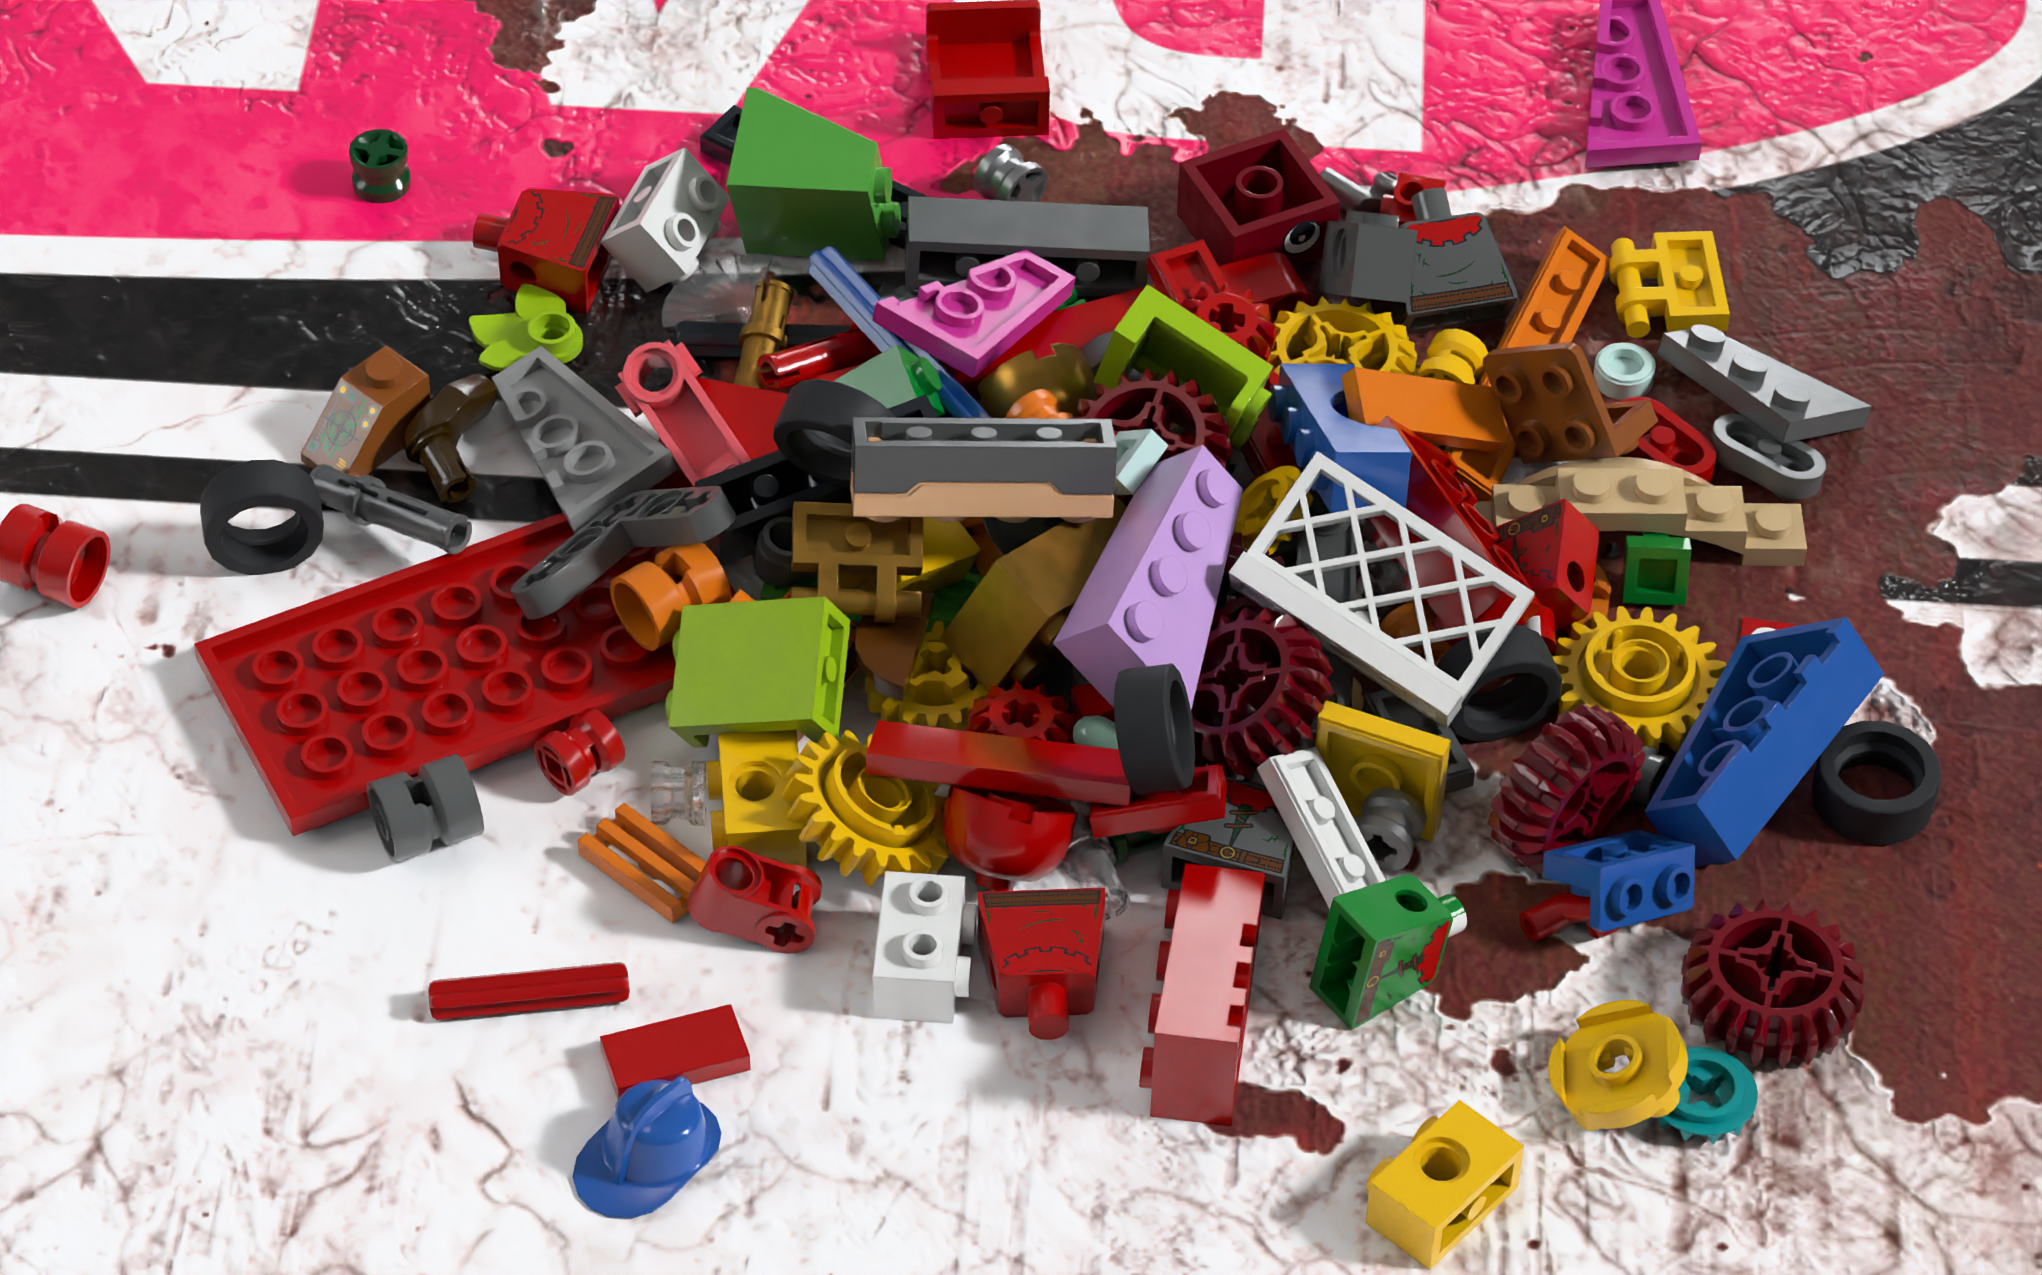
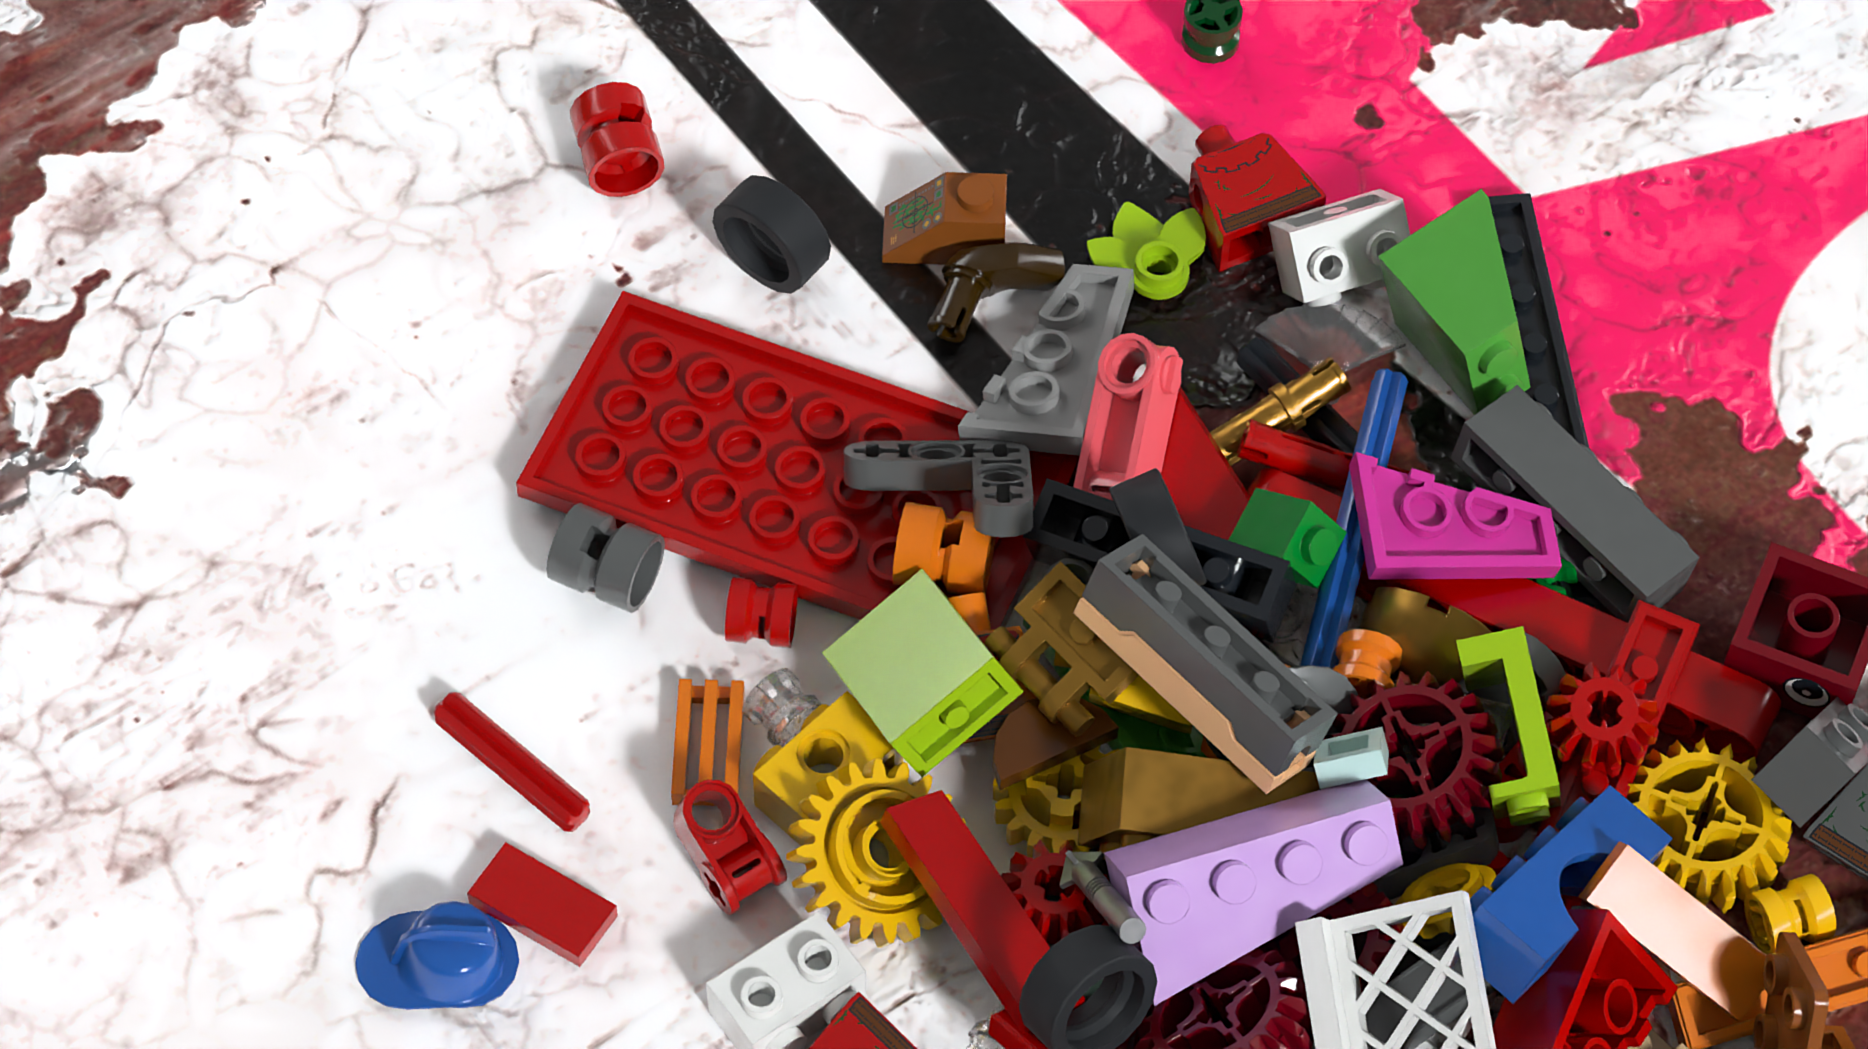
camera: 50 degrees right, 10 degrees up
(370, 502) = (874, 347): dark grey pin -> none
(986, 69) = (1759, 331): red panel -> none
(1006, 834) = (934, 971): red cylinder -> none
(1008, 178) = (1652, 438): flat silver wheel -> none
(1042, 678) = (1082, 870): none -> flat silver piece

